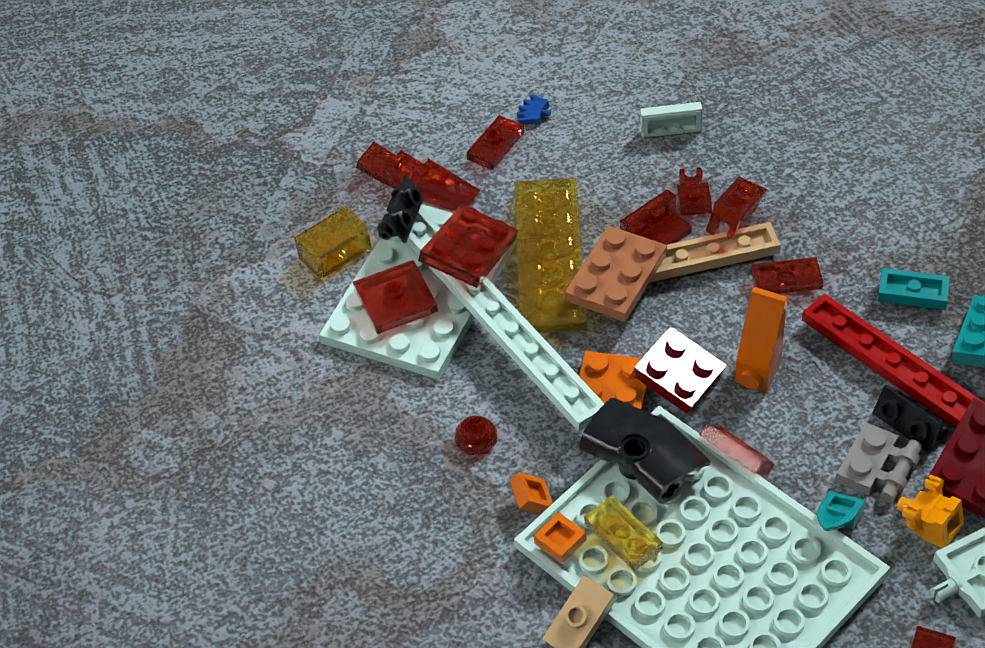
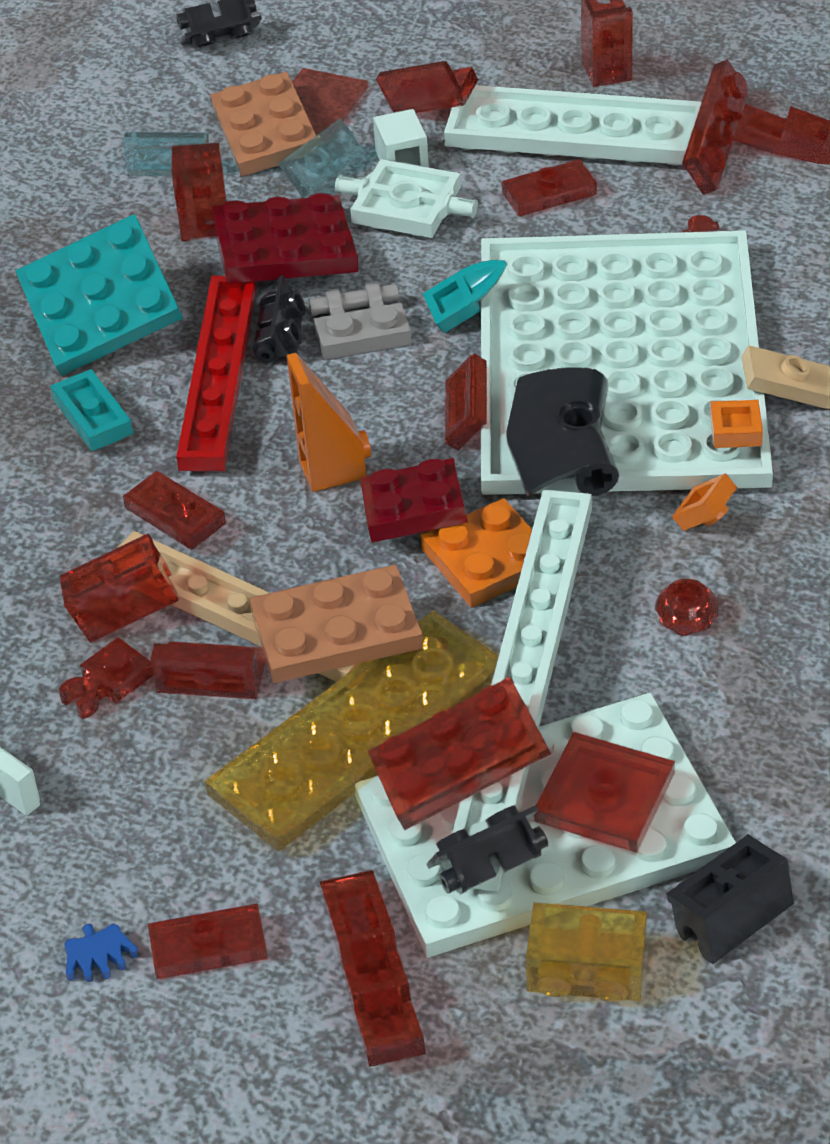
camera: 135 degrees left, 5 degrees down
(294, 305) = (732, 897): none -> black hinge
(623, 533) = (673, 389): clear yellow plate -> none
(932, 514) = (389, 247): light orange piece -> none

